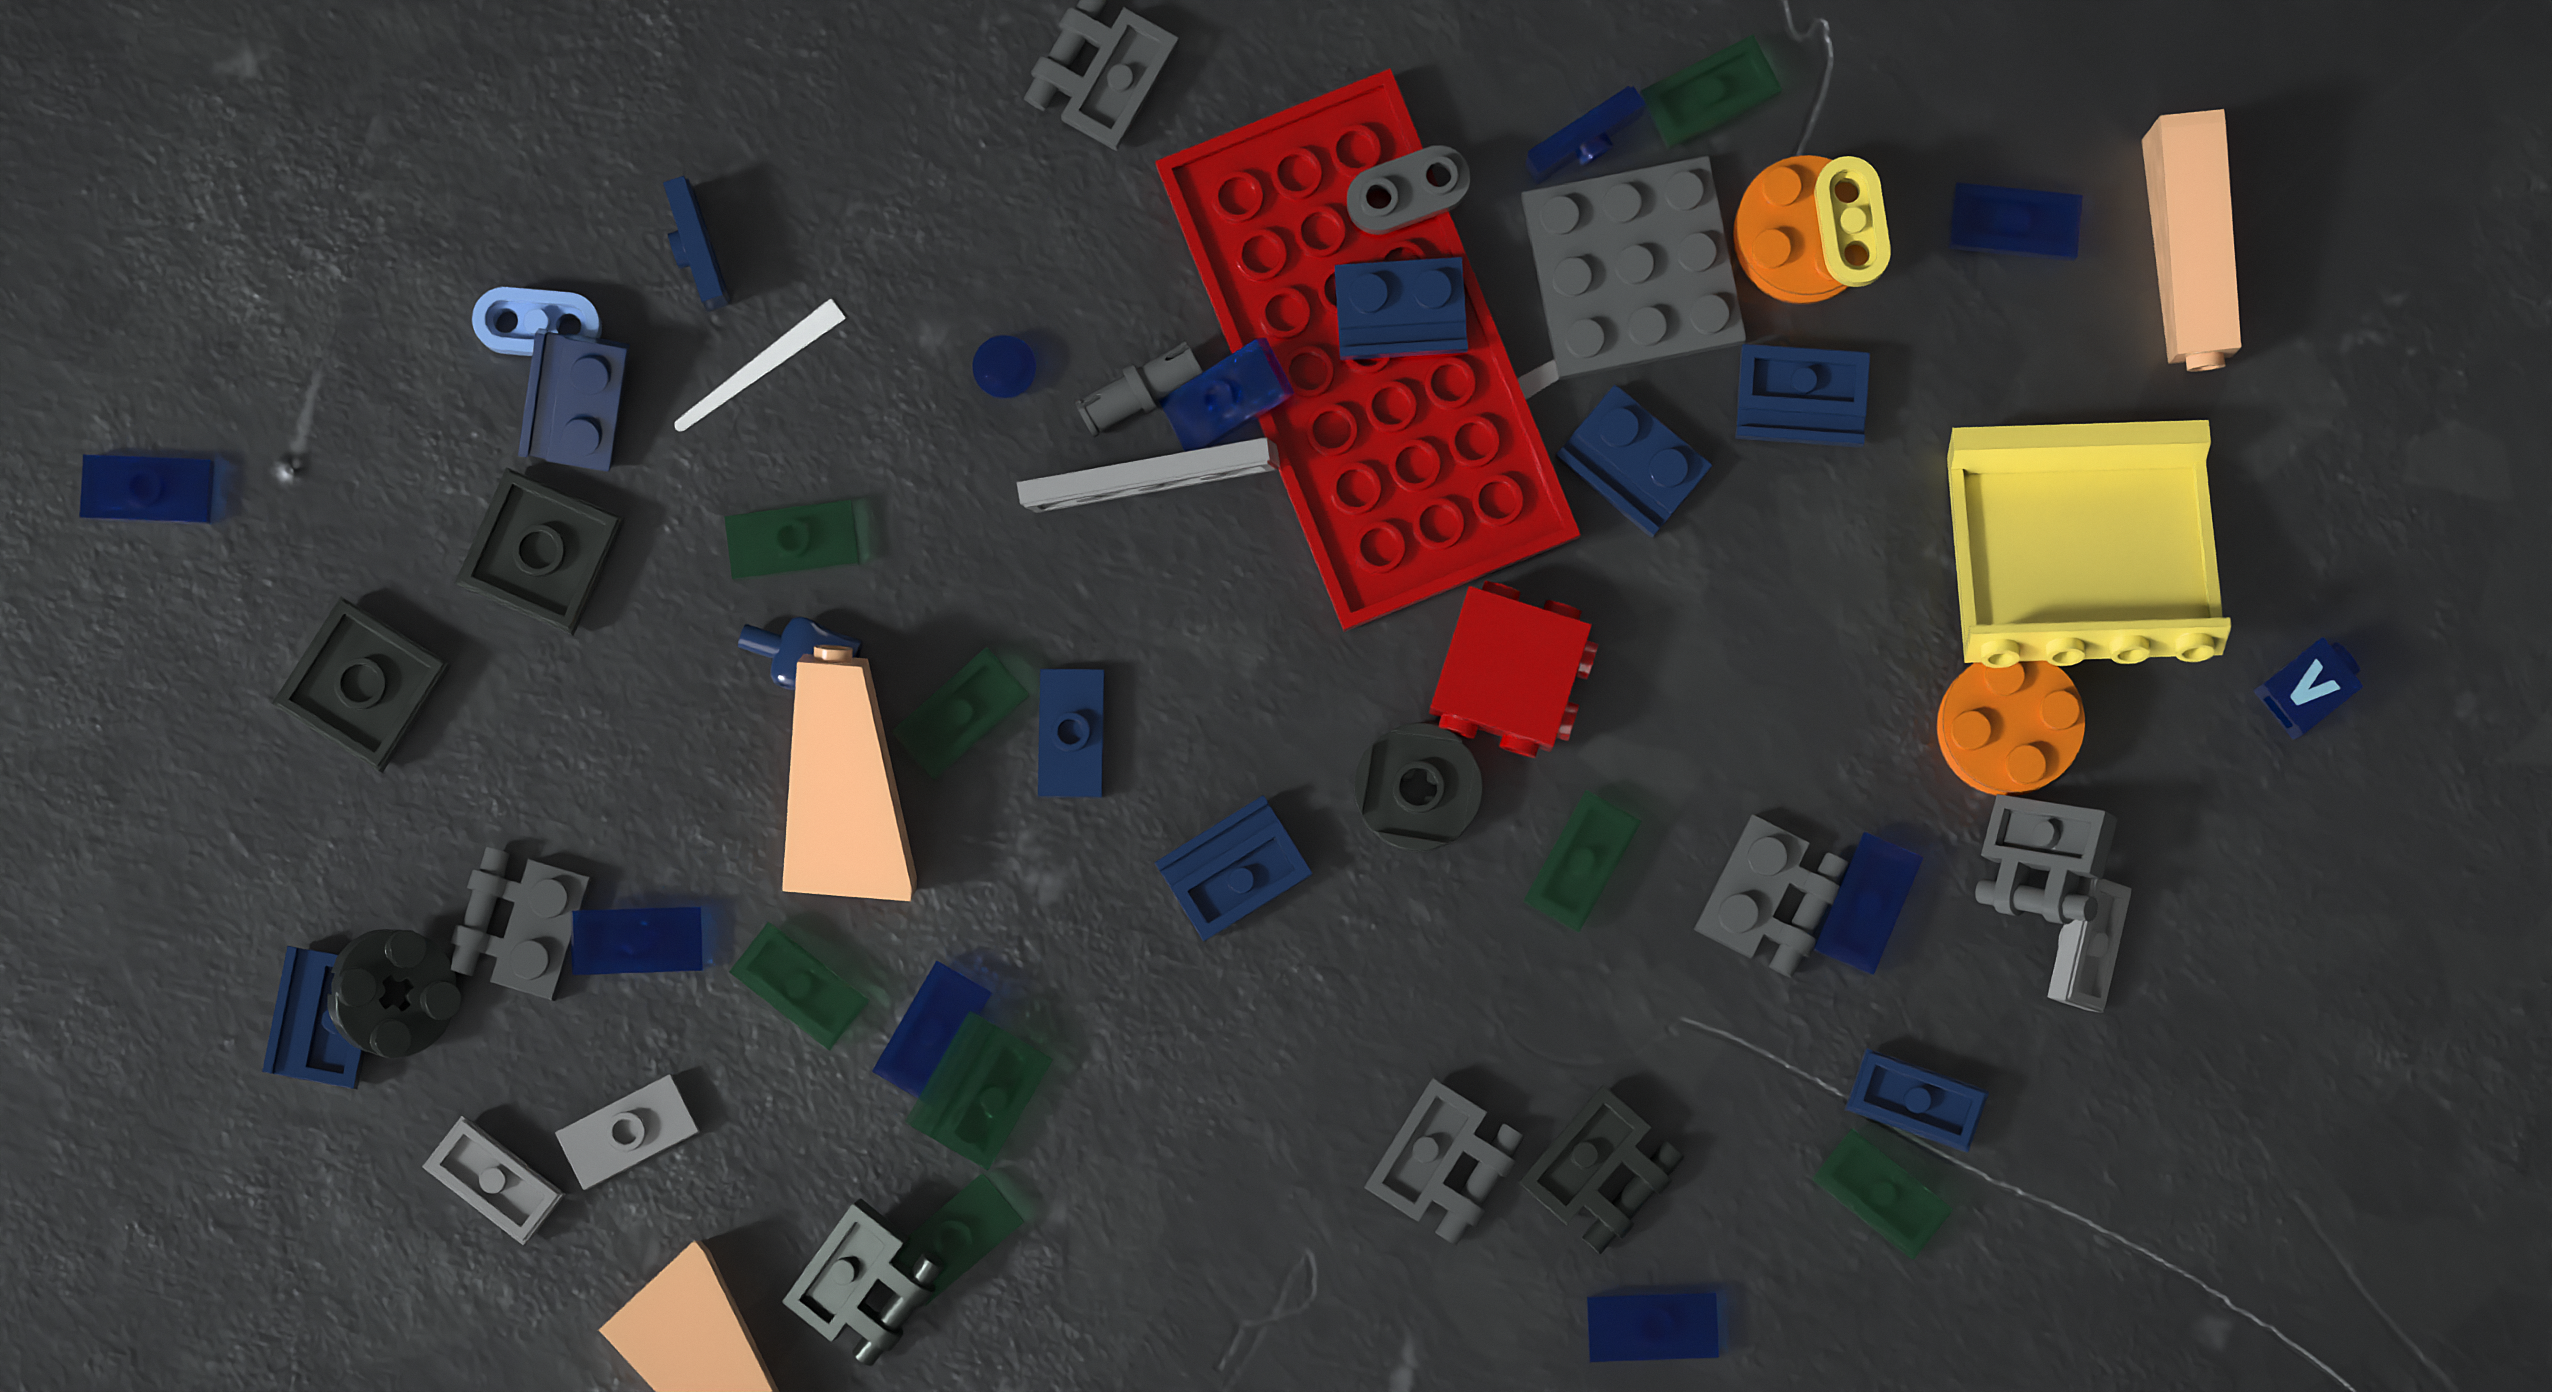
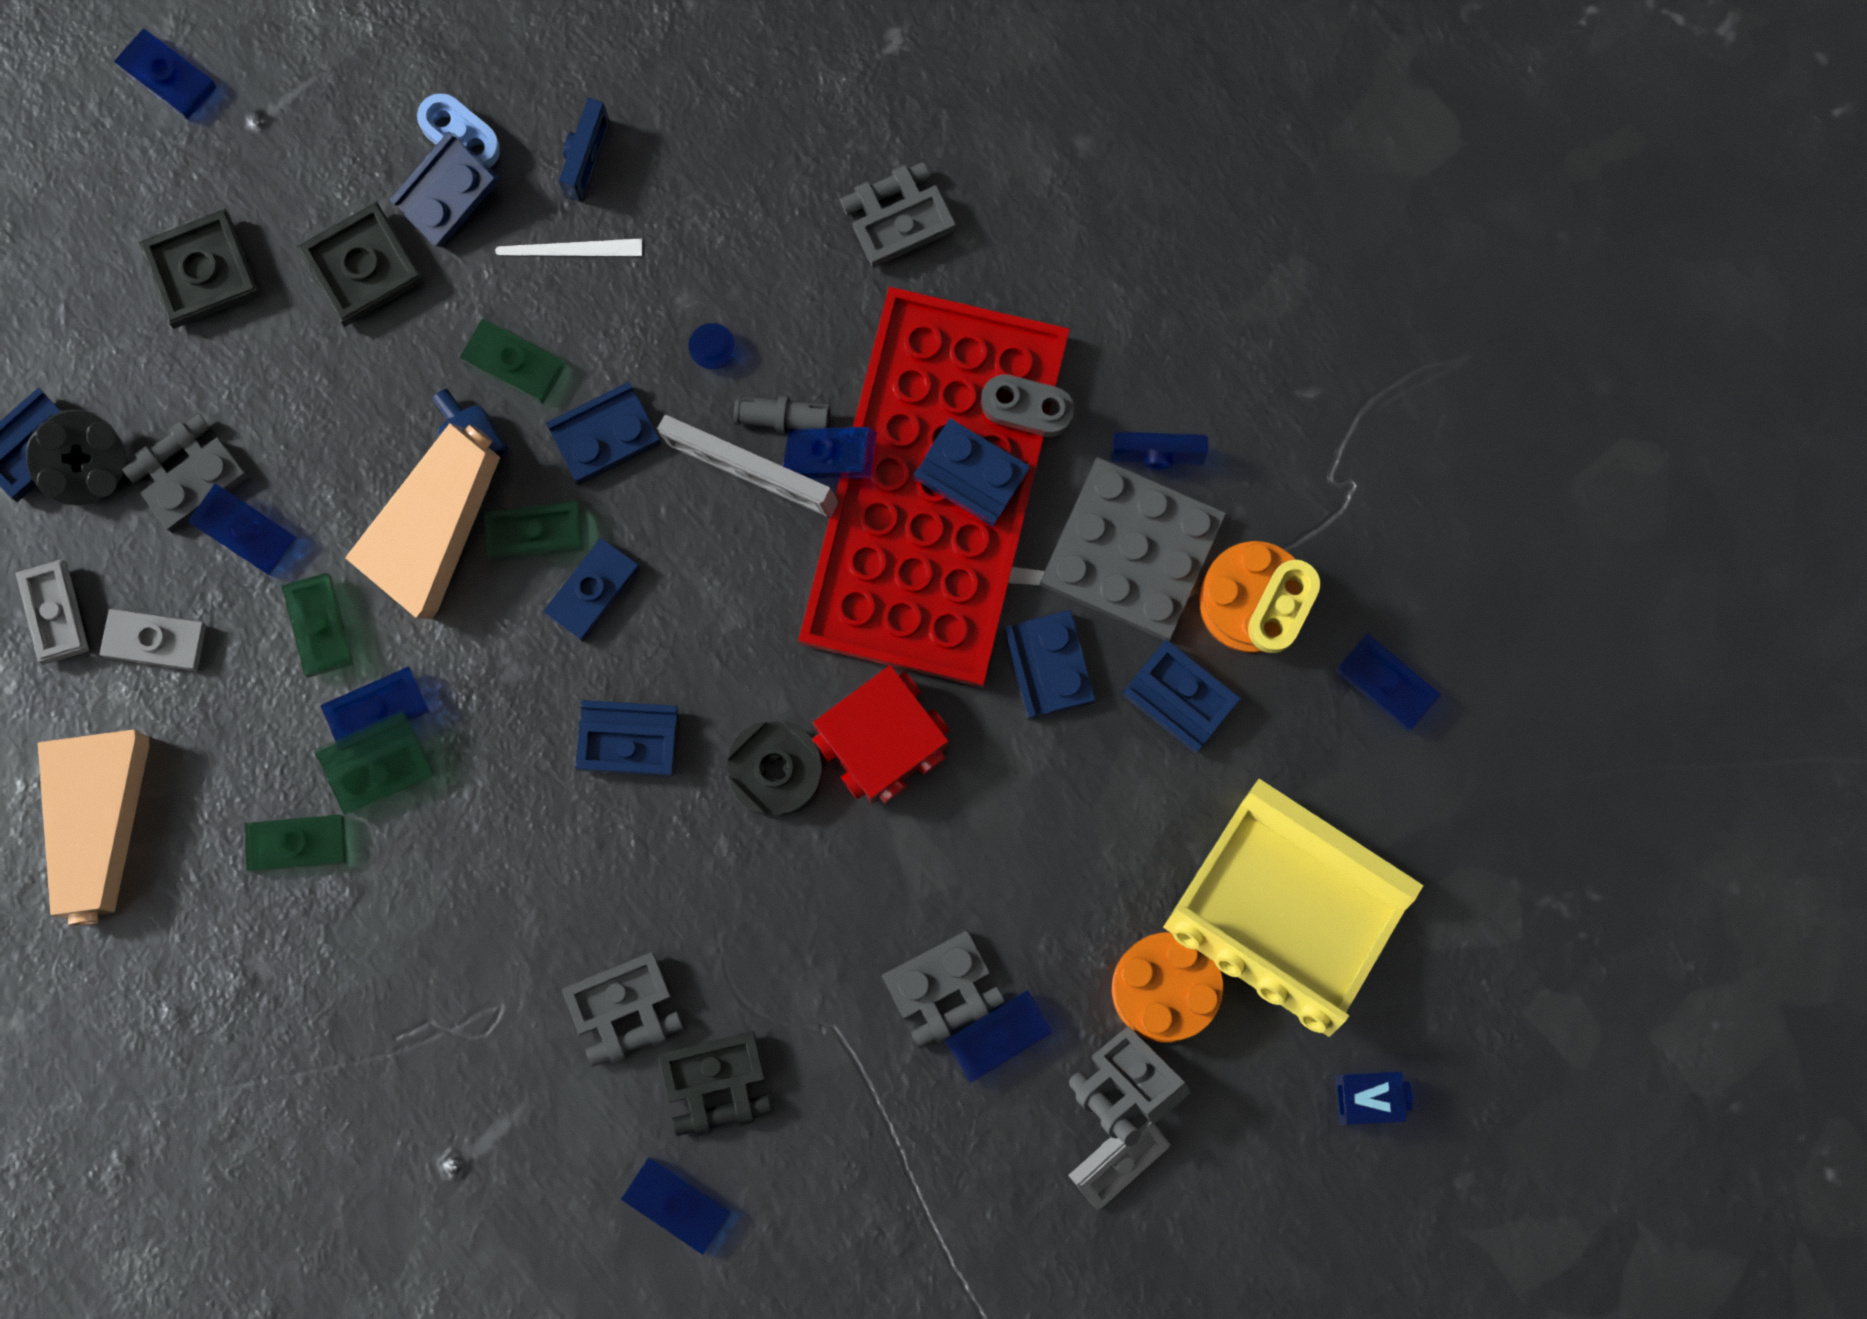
camera: 30 degrees right, 5 degrees down
(847, 1271) = (213, 815): pearl dark grey plate -> none
(954, 550) = (603, 433): none -> dark blue plate
(1582, 861) = (841, 884): clear green plate -> none
(1710, 92) = (1254, 476): clear green plate -> none
(1881, 1194) = (877, 1225): clear green plate -> none
(1916, 1100) = (941, 1182): dark blue plate -> none
(2193, 237) = (1493, 766): light nougat slope -> none

